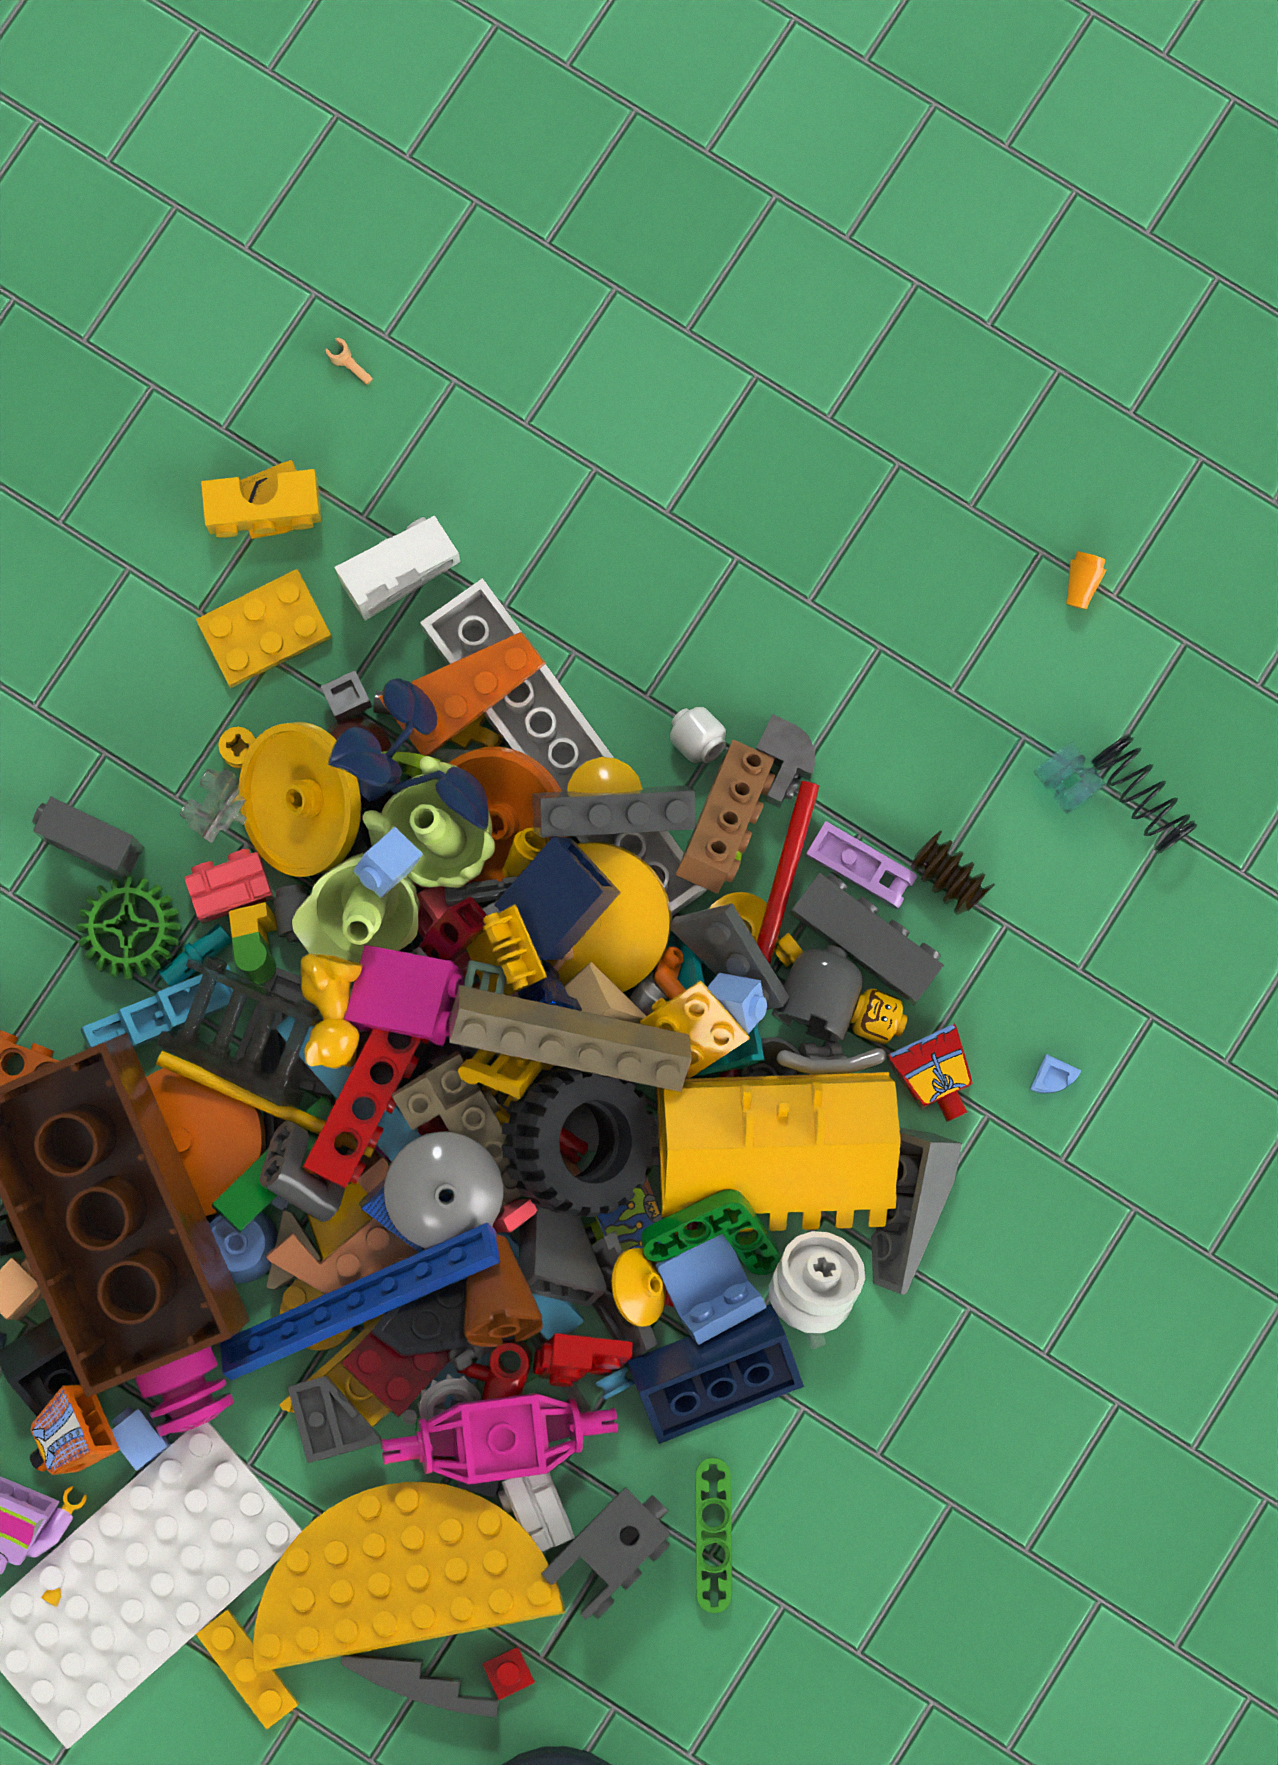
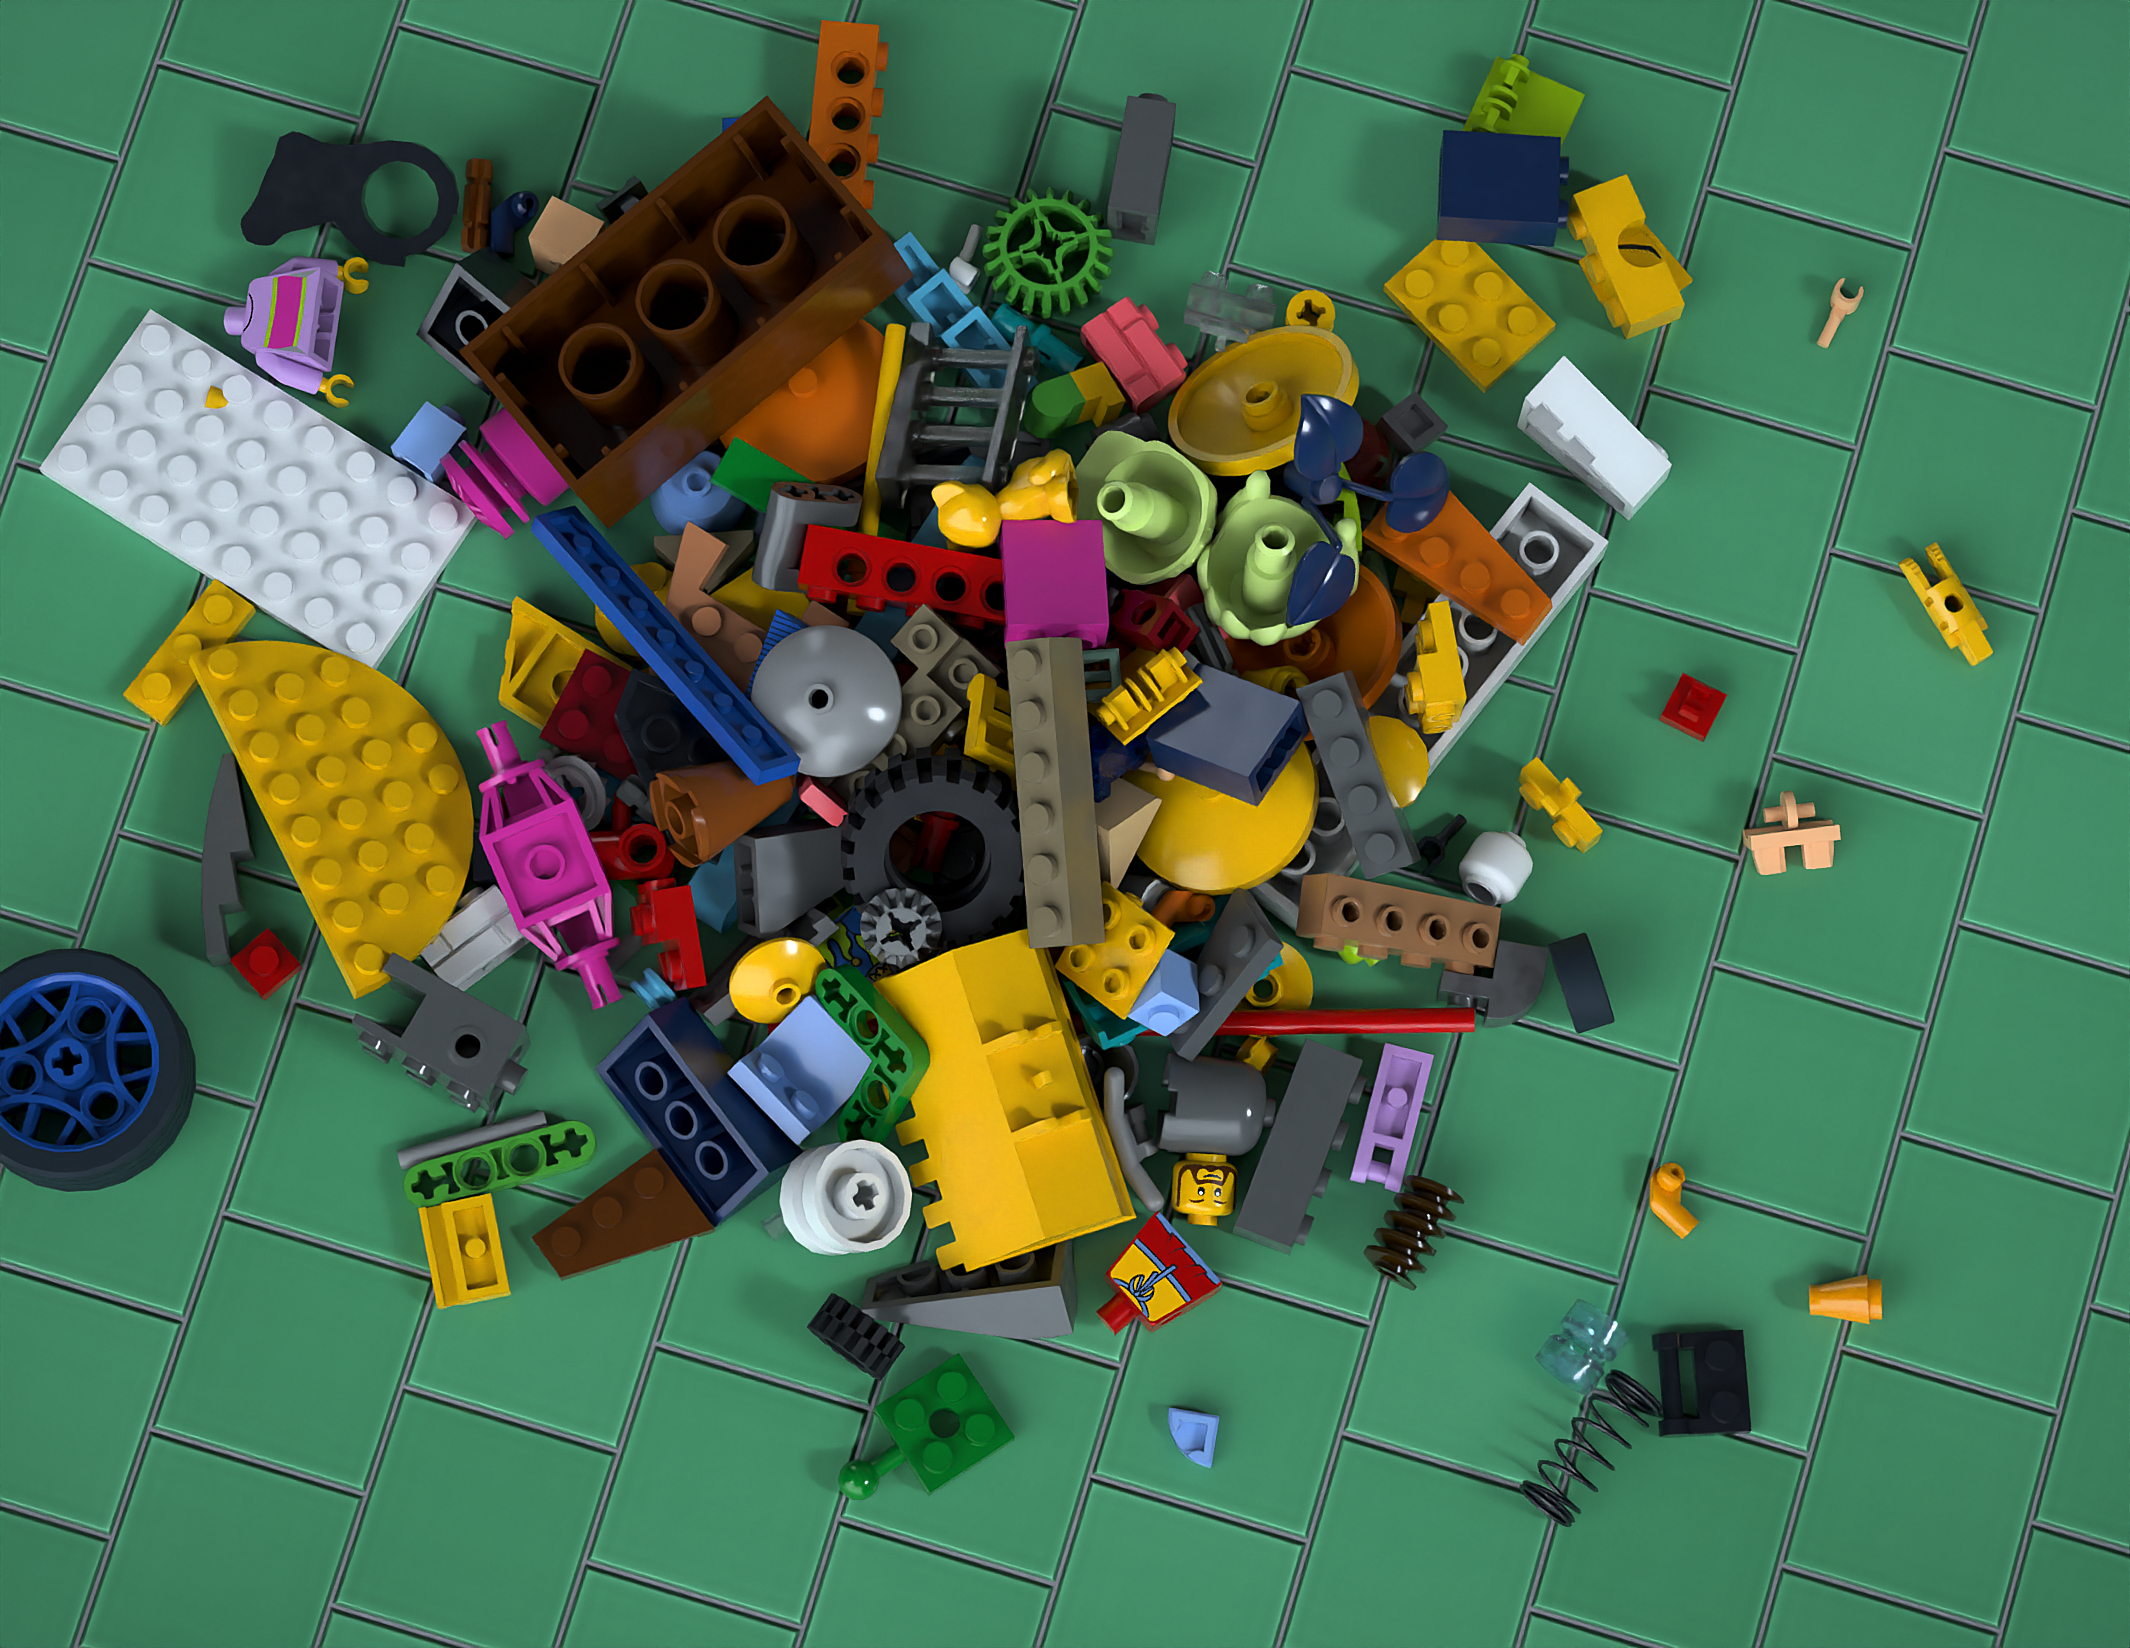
camera: 70 degrees right, 5 degrees down
(71, 1433) = (415, 360): orange torso -> none
(123, 997) = (961, 270): none -> white hand
(128, 546) = (1523, 102): none -> lime hinge
(183, 576) = (1501, 188): none -> dark blue brick
(328, 1420) = (512, 656): dark grey wing -> none
(387, 862) = (1208, 513): light blue brick -> none
(562, 732) = (1437, 682): none -> yellow plate
(611, 342) = (1959, 627): none -> yellow hinge
(616, 557) = (1693, 707): none -> red tile
(623, 1172) = (907, 906): none -> dark grey gear
(665, 672) = (1560, 802): none -> yellow plate
(668, 775) = (1433, 847): none -> black hand
(687, 1551) = (455, 1143): none -> light grey bar
(729, 515) = (1813, 836): none -> light nougat hips
(772, 1579) = (464, 1251): none -> yellow plate
(780, 1453) = (624, 1218): none -> reddish brown wing
(804, 698) = (1581, 983): none -> black wheel
(920, 1303) = (856, 1336): none -> black tyre
(974, 686) = (1666, 1199): none -> light orange arm
(990, 1283) = (930, 1457): none -> green plate
(1119, 690) = (1718, 1383): none -> black plate

